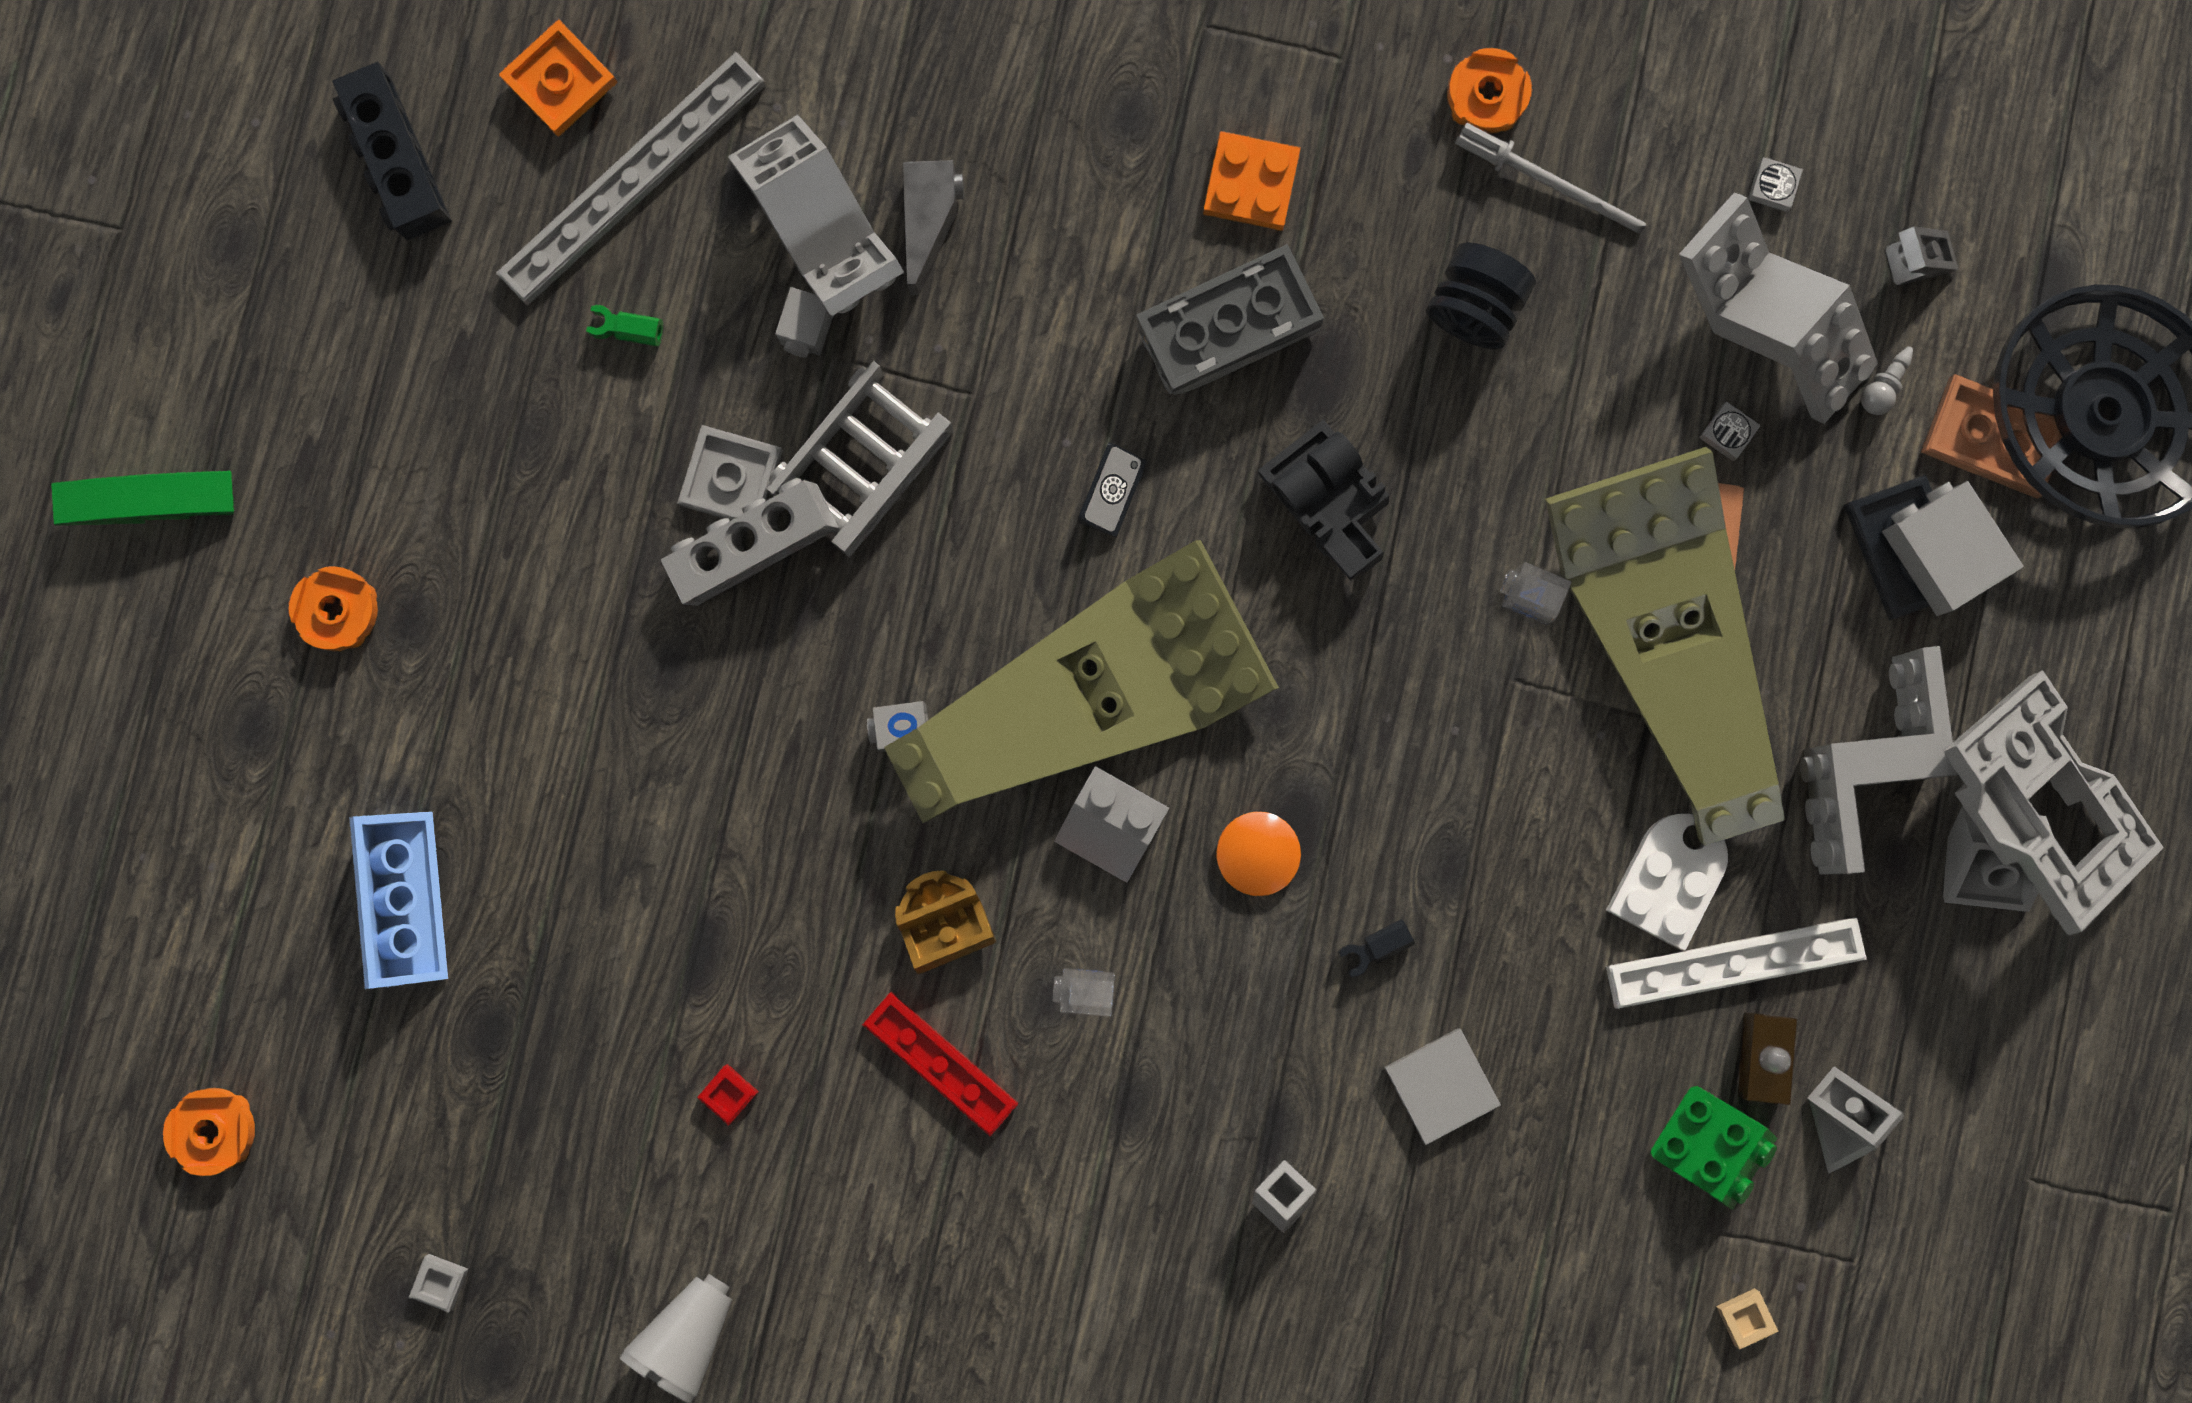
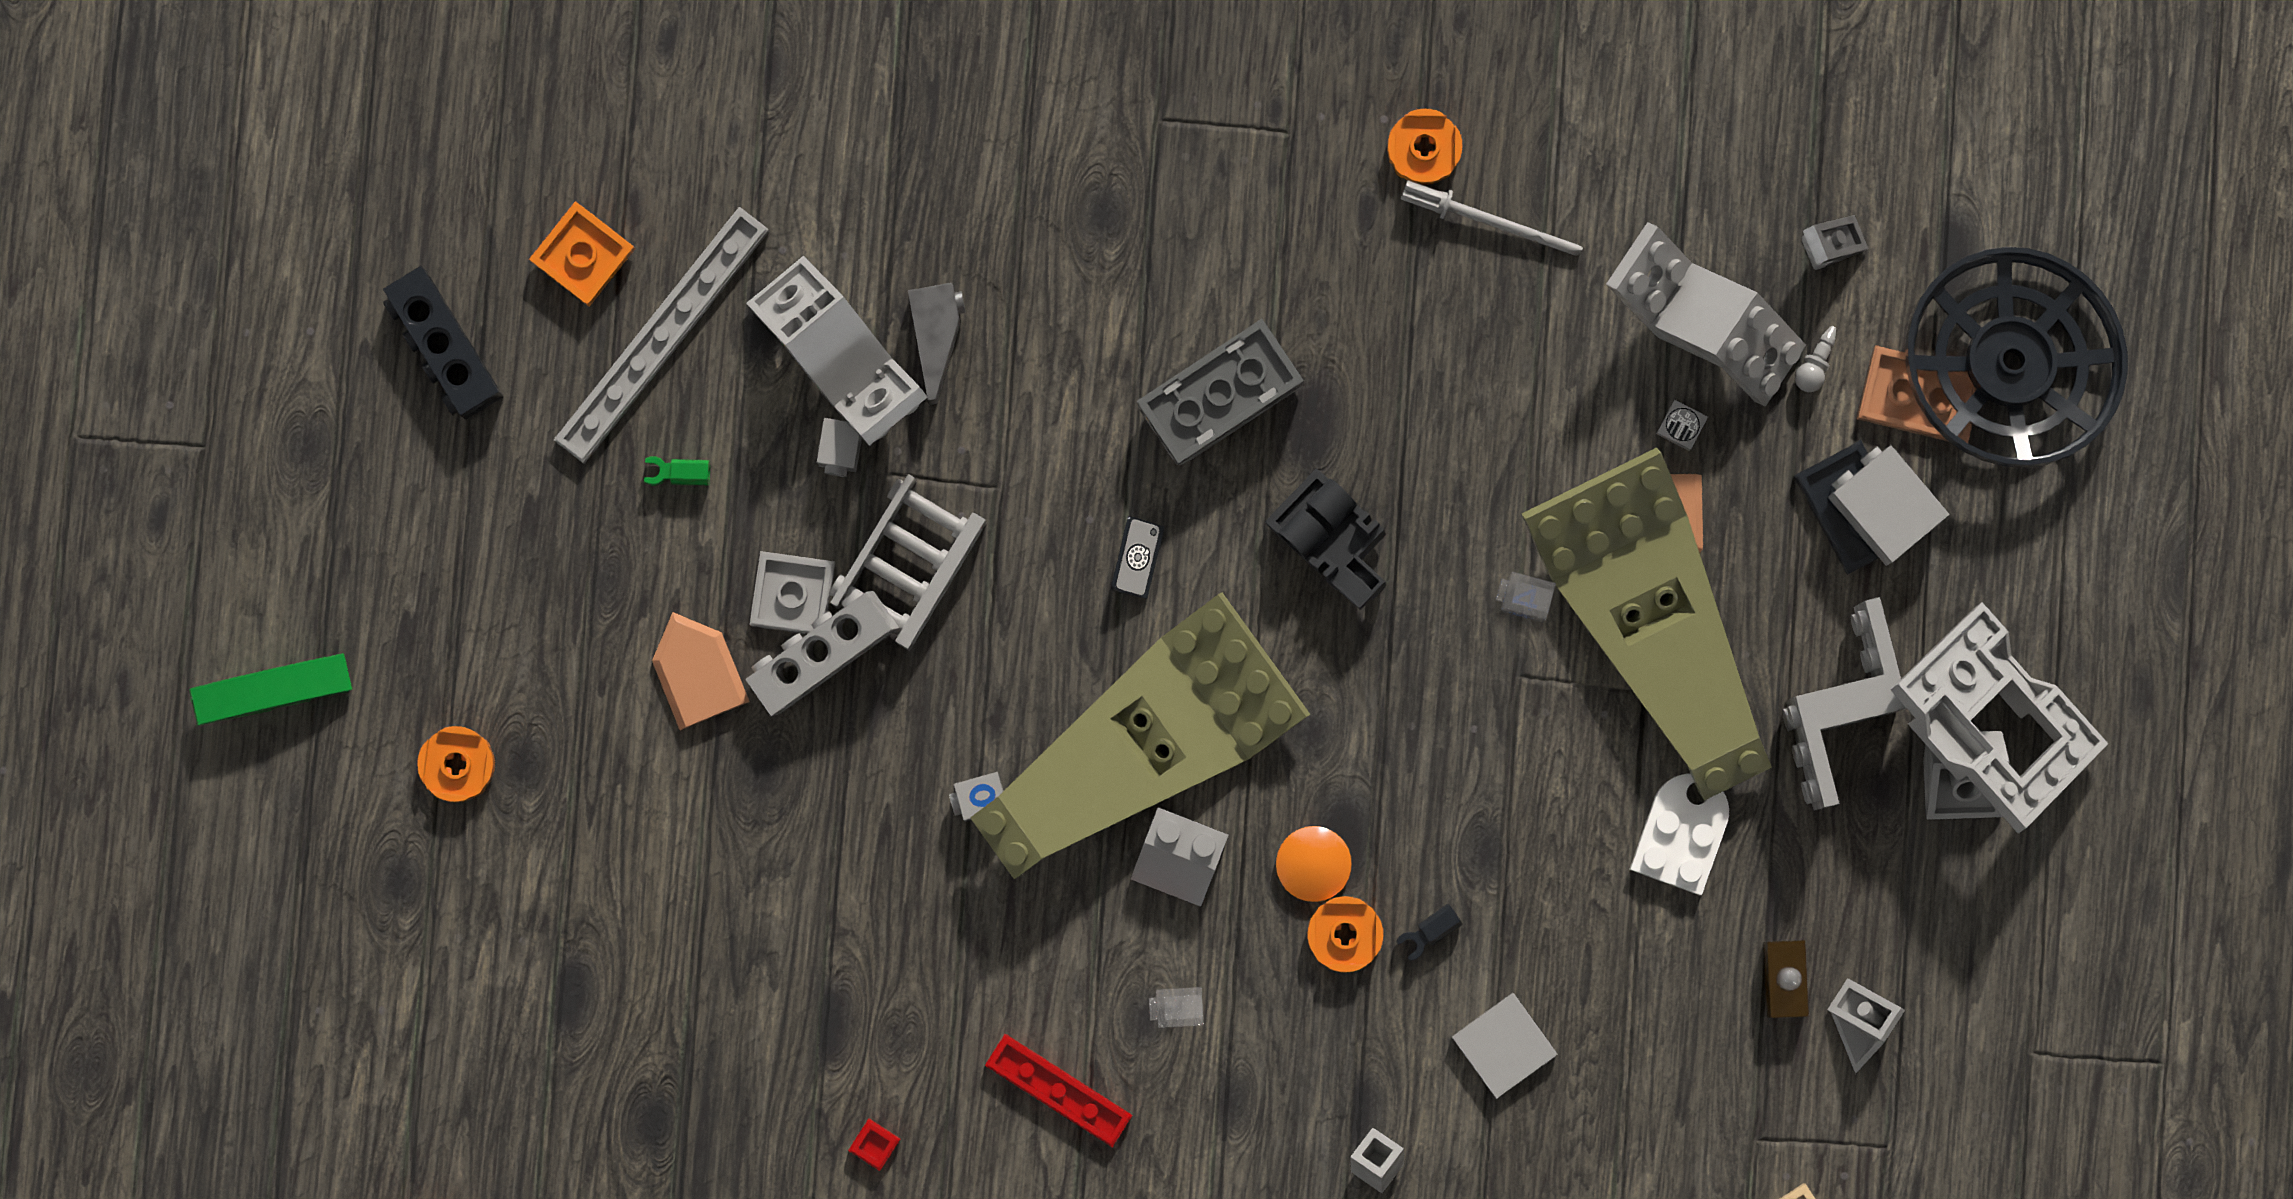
camera: 10 degrees left, 0 degrees up
(398, 899) = (559, 1013): light blue slope -> none
(613, 547) = (697, 672): none -> nougat tile
(941, 920) = (1041, 963): pearl gold slope -> none
(1251, 181) = (1222, 258): orange plate -> none
(1296, 956) = (1329, 919): none -> orange plate
(1481, 295) = (1443, 331): black wheel -> none
(1714, 1147) = (1750, 1063): green bracket -> none
(1736, 962) = (1749, 899): white tile -> none
(1775, 184) = (1693, 194): light grey tile -> none

